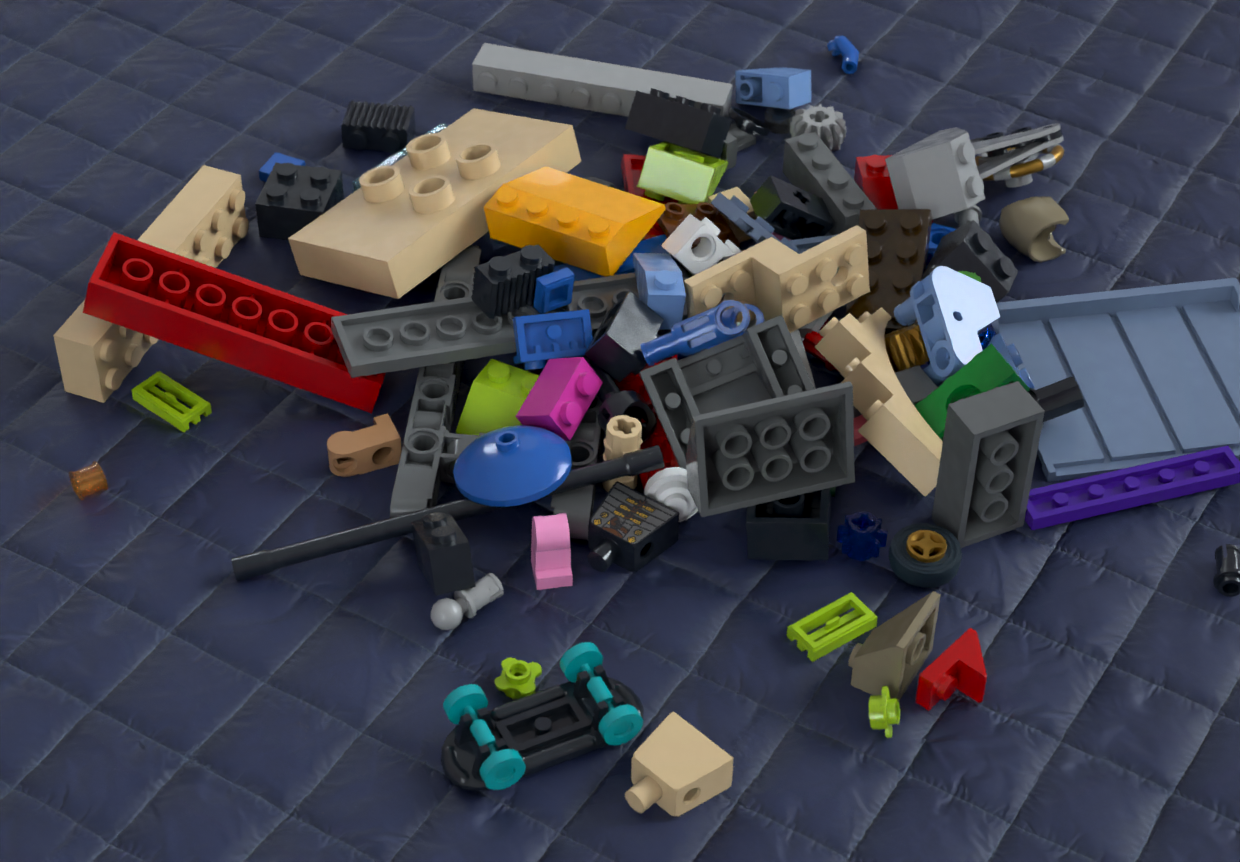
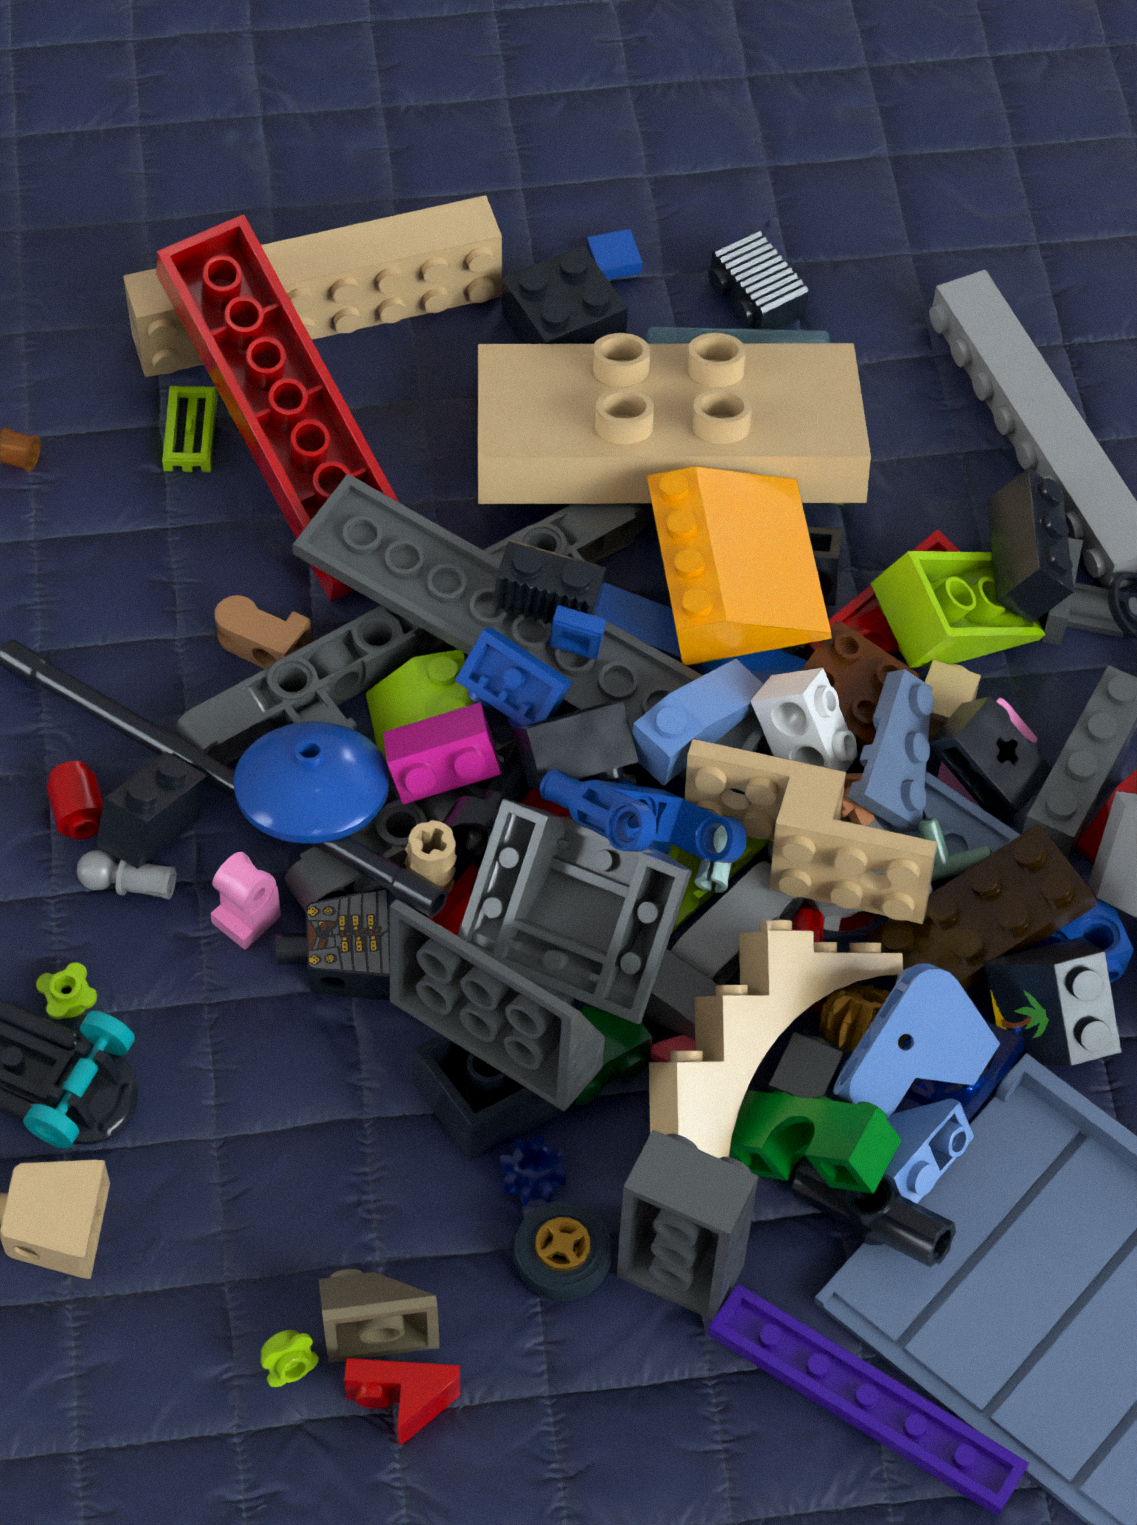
camera: 50 degrees right, 15 degrees up
(387, 593) = (75, 800): none -> red brick
(837, 629) = (378, 1247): lime tile -> none

